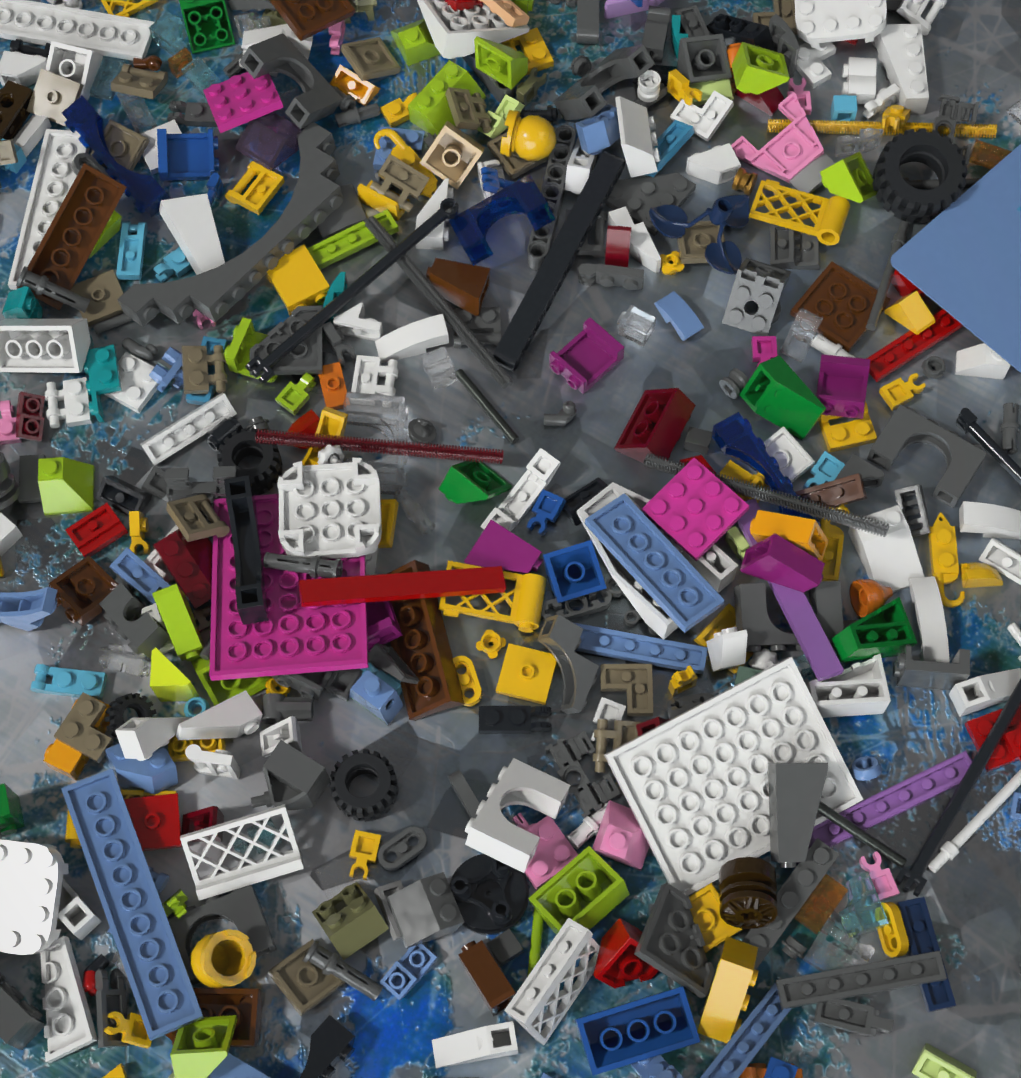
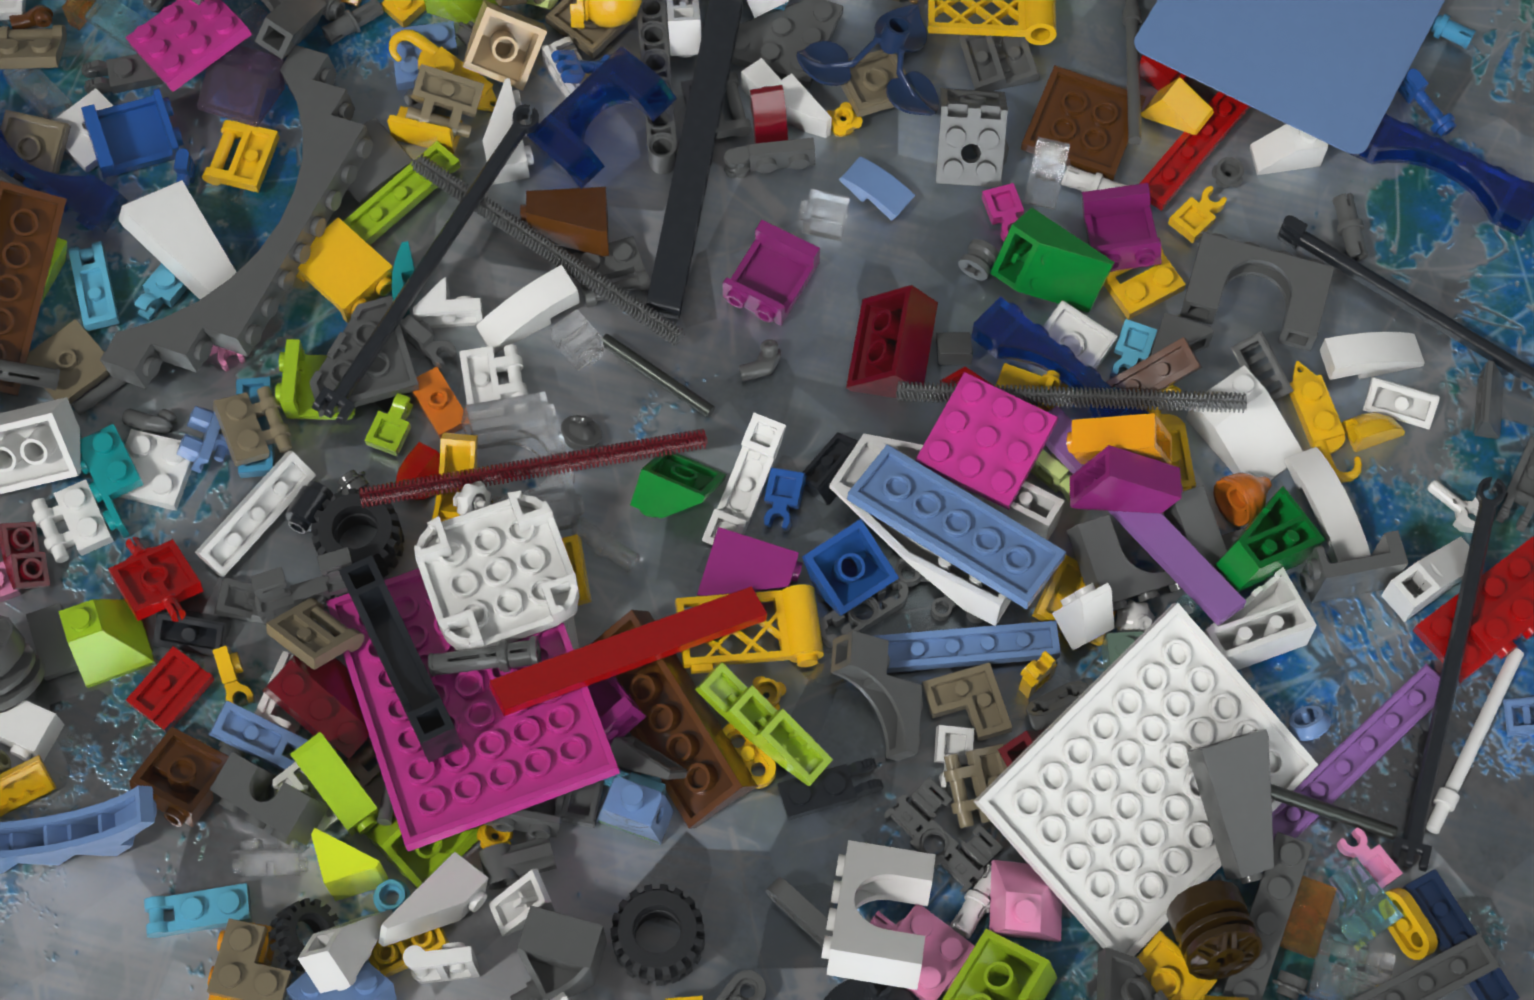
camera: 20 degrees left, 0 degrees up
(109, 455) = (155, 579): none -> red plate
(481, 663) = (763, 725): none -> lime slope
(526, 674) = (831, 718): yellow plate -> none

